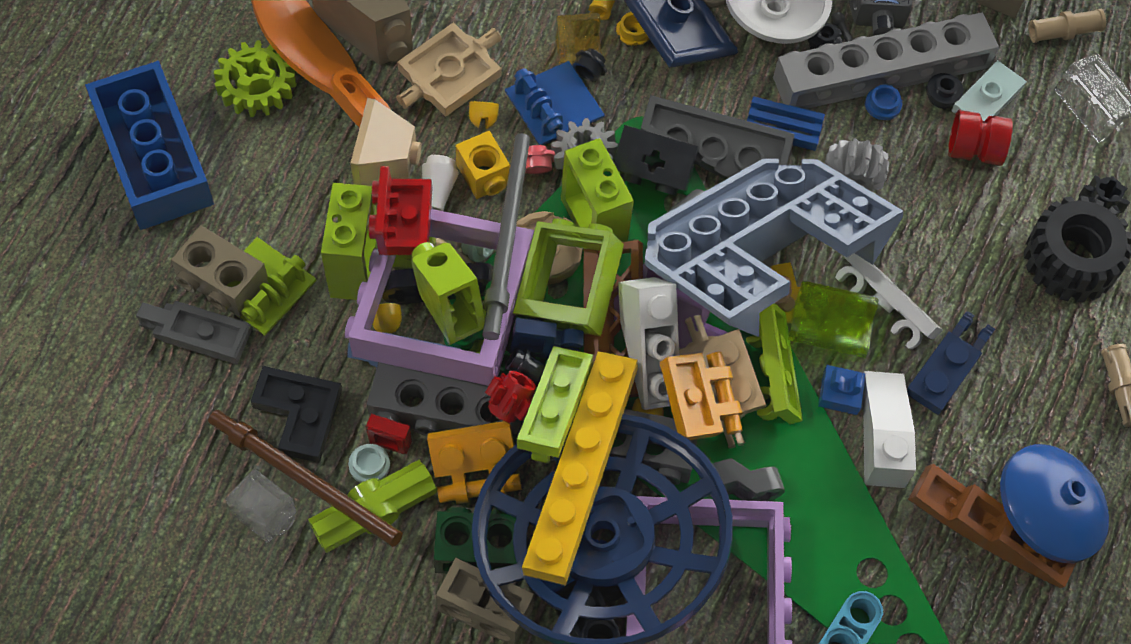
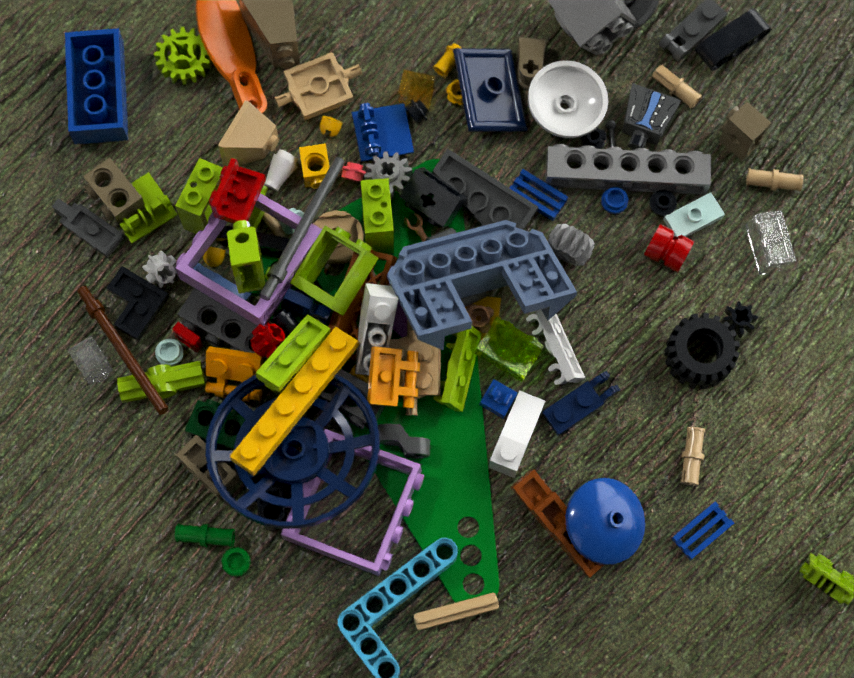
camera: 20 degrees right, 10 degrees up
(320, 354) = (160, 269): none -> white gear
(647, 201) = (417, 227): none -> medium nougat hand

